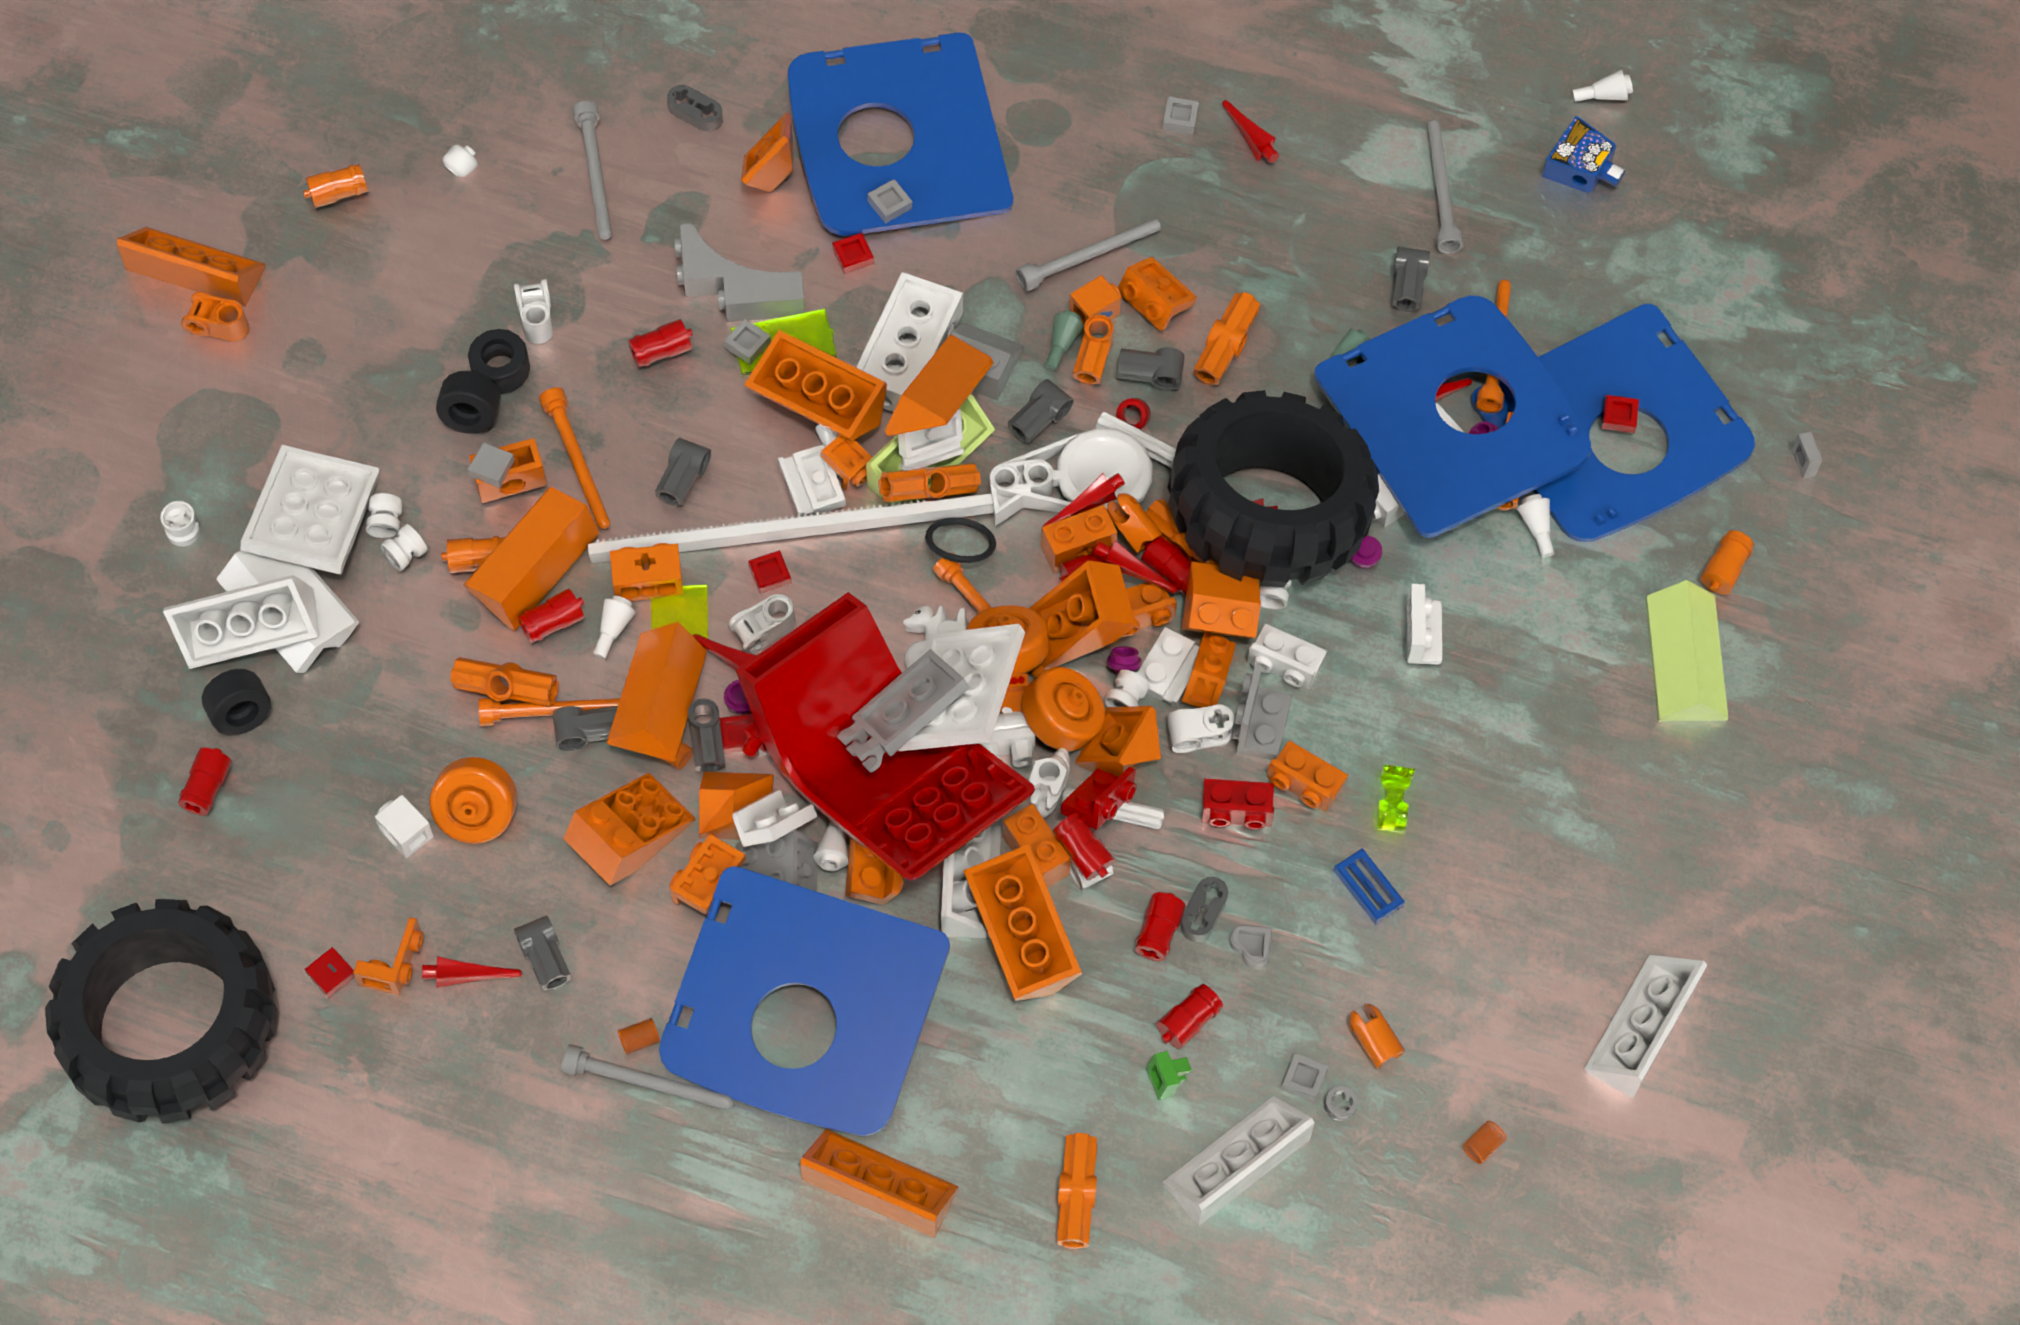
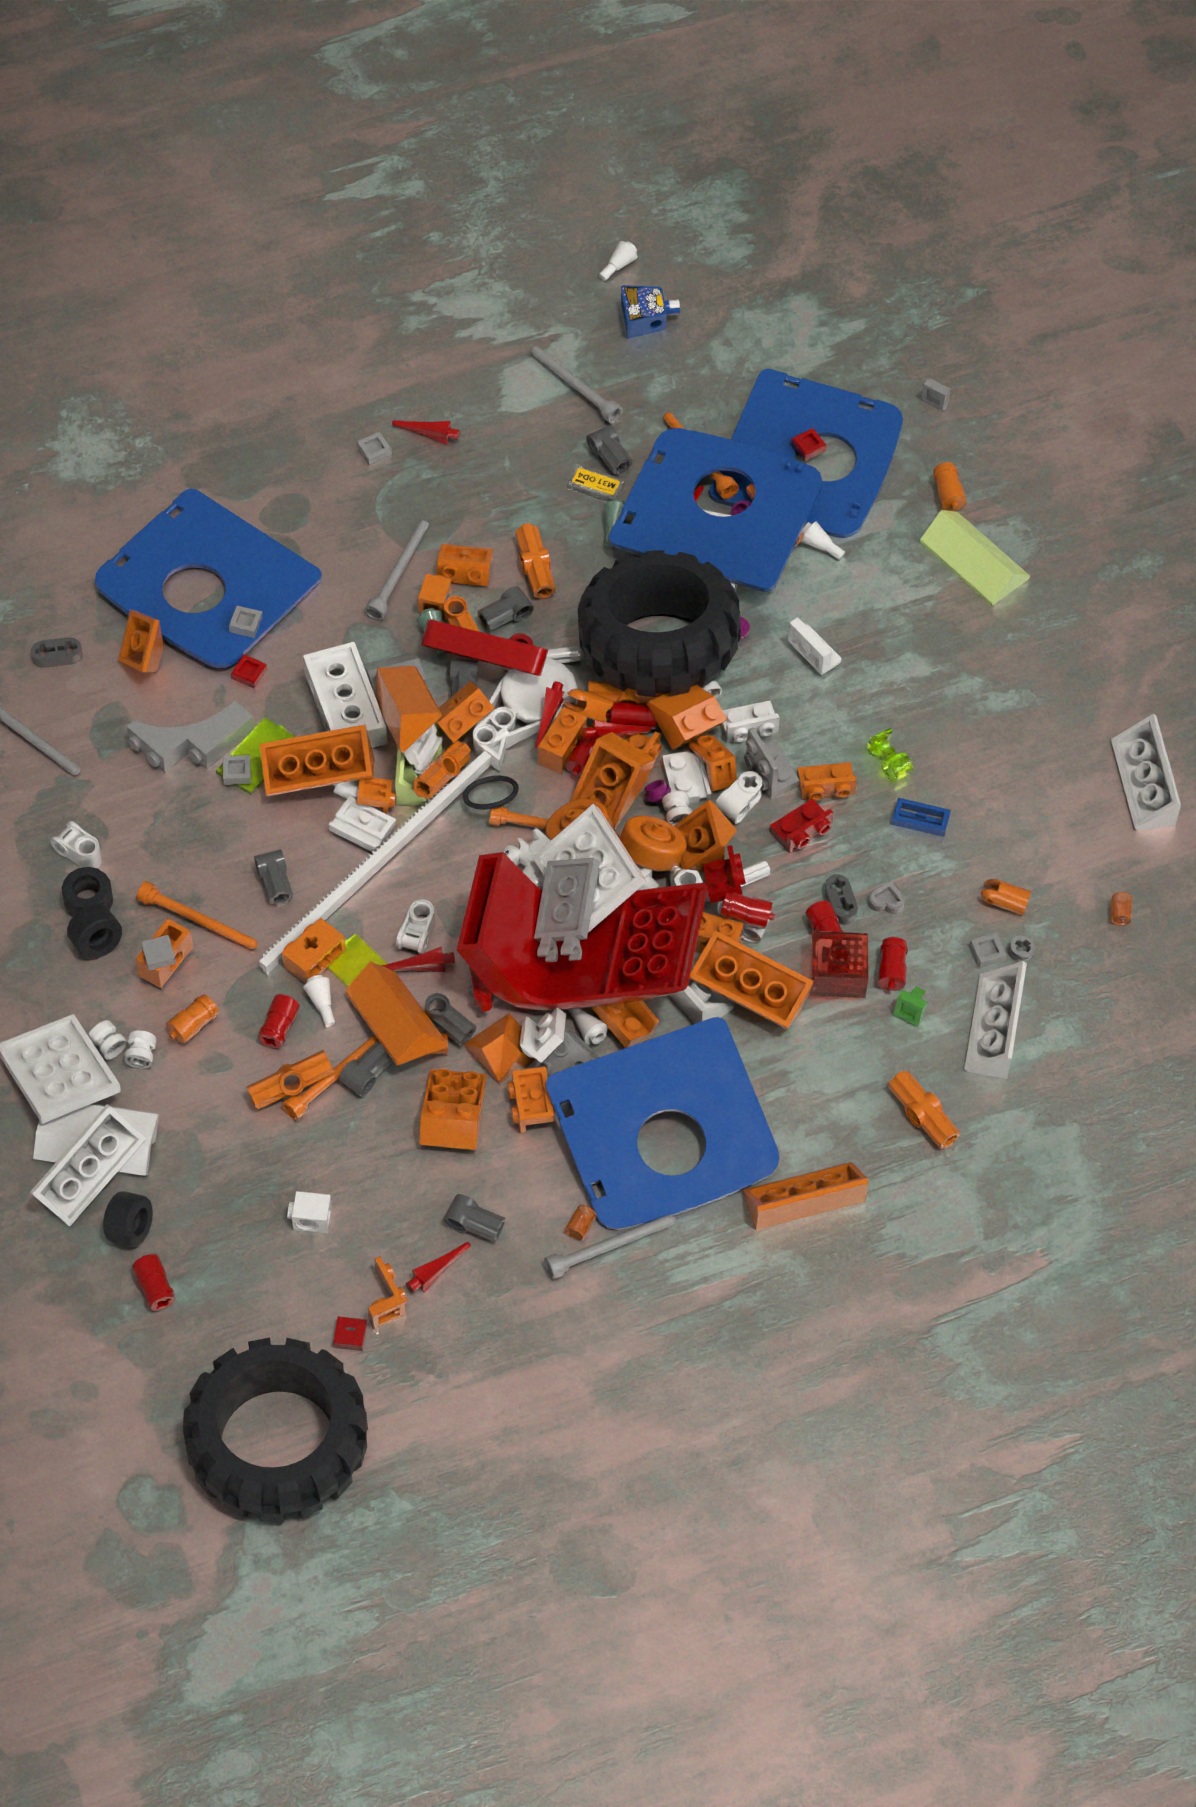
camera: 40 degrees left, 5 degrees down
(473, 800) = (342, 1163): orange wheel -> none
(533, 556) = (232, 992): orange slope -> none
(658, 344) = (183, 808): red piece -> none
(733, 732) = (464, 1003): red tile -> none
(735, 698) = (444, 982): magenta plate -> none
(769, 572) = (387, 897): red tile -> none
(1003, 438) = (463, 711): none -> orange brick
(1083, 389) = (484, 647): none -> red beam
(1130, 973) = (839, 964): none -> clear red slope
(1364, 303) = (595, 483): none -> tile

